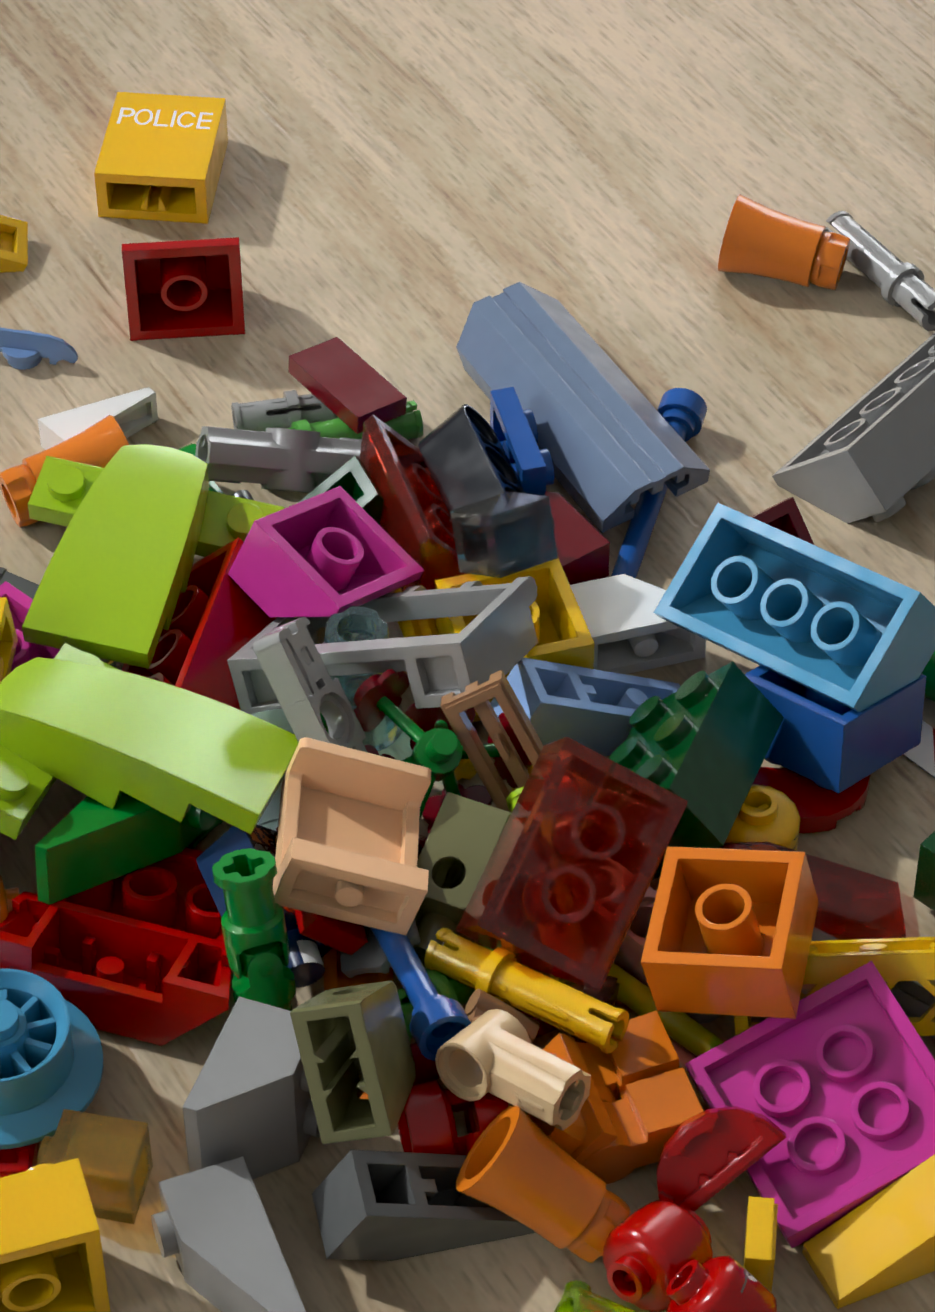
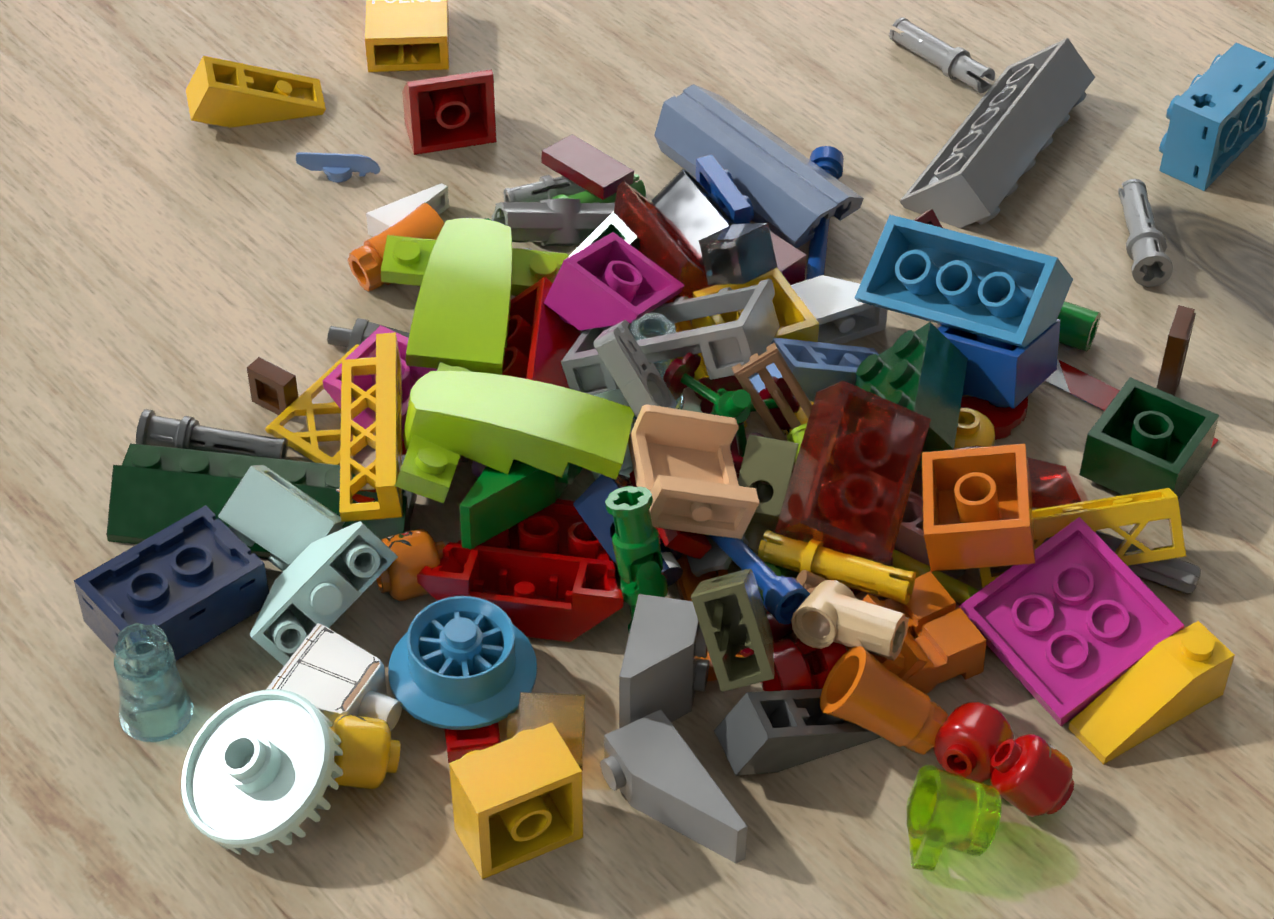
camera: 10 degrees left, 0 degrees up
(712, 1152) = (996, 665): red tile -> none
(761, 1239) = (1043, 718): yellow tile -> none
(781, 247) = (868, 45): orange plant -> none

